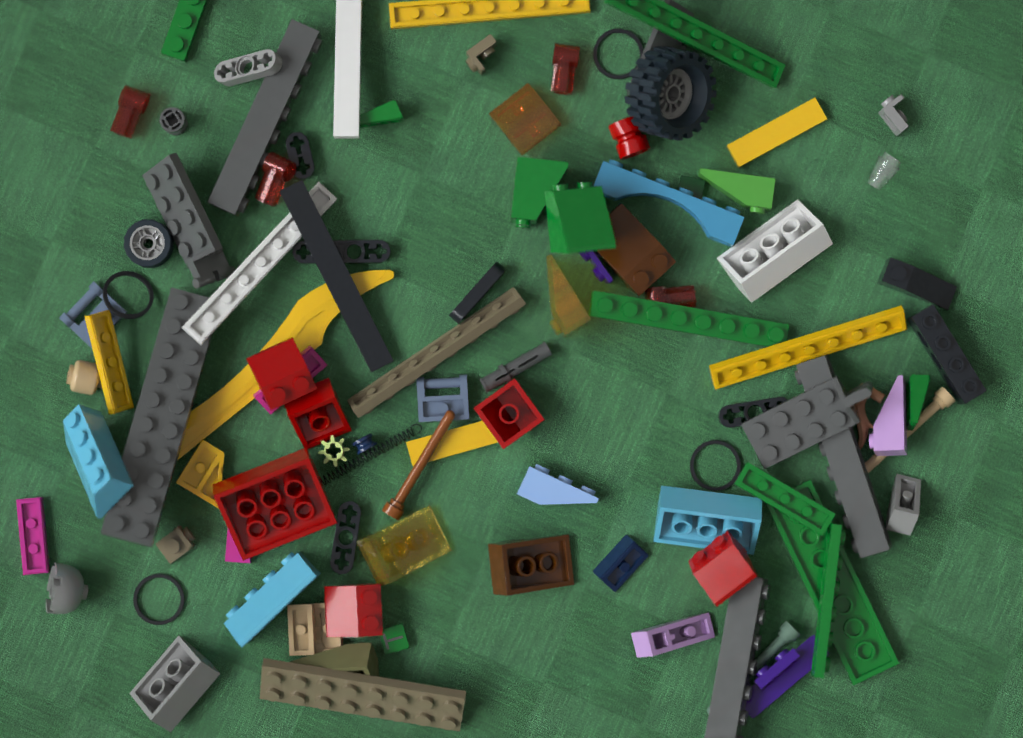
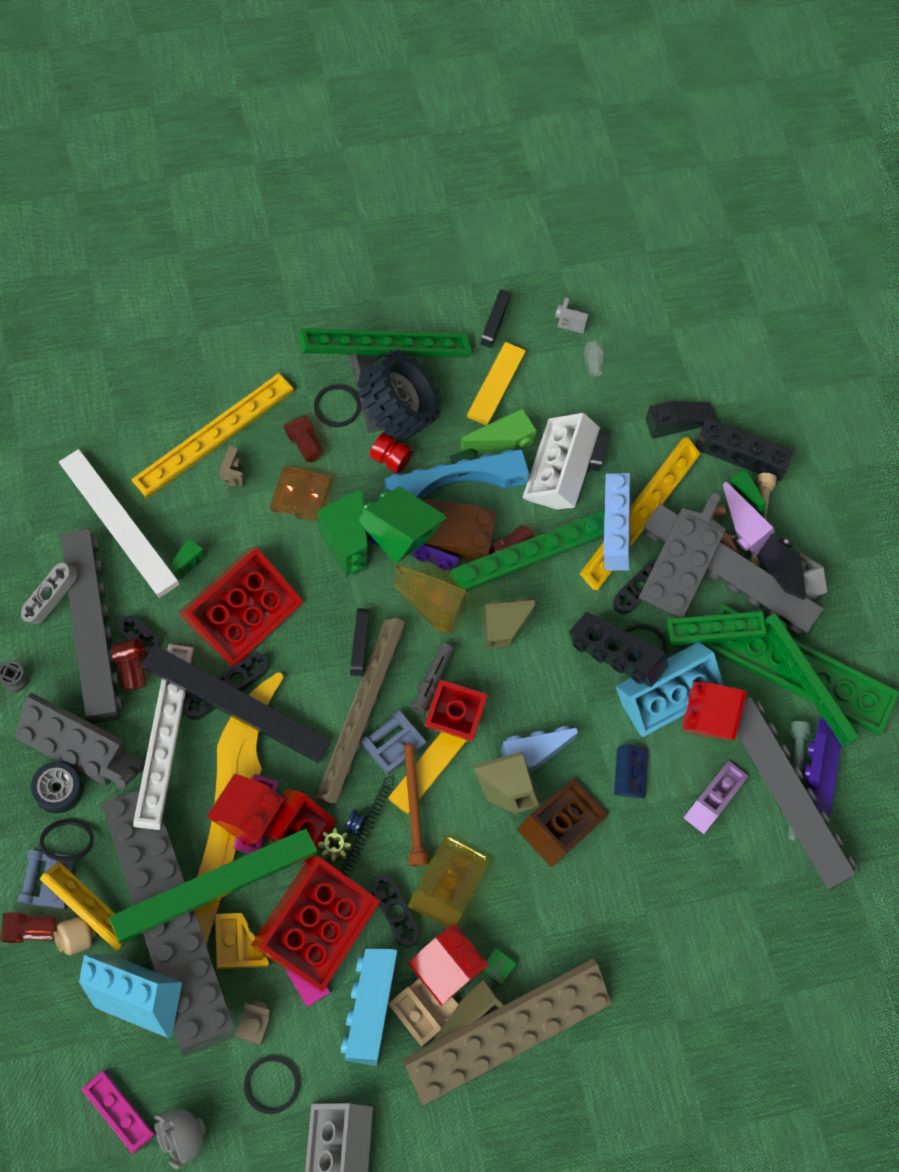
camera: 45 degrees left, 20 degrees down
(49, 341) = (20, 927): none -> clear red piece
(211, 422) = (212, 886): none -> green tile
(400, 190) = (241, 606): none -> red slope
(507, 505) = (508, 783): none -> olive slope
(608, 367) = (506, 621): none -> olive slope
(678, 421) = (630, 649): none -> black brick
(772, 346) = (617, 521): none -> light blue brick
(817, 263) = (599, 450): none -> black beam
(824, 68) = (495, 318): none -> black beam
(888, 486) = (784, 564): none -> black slope

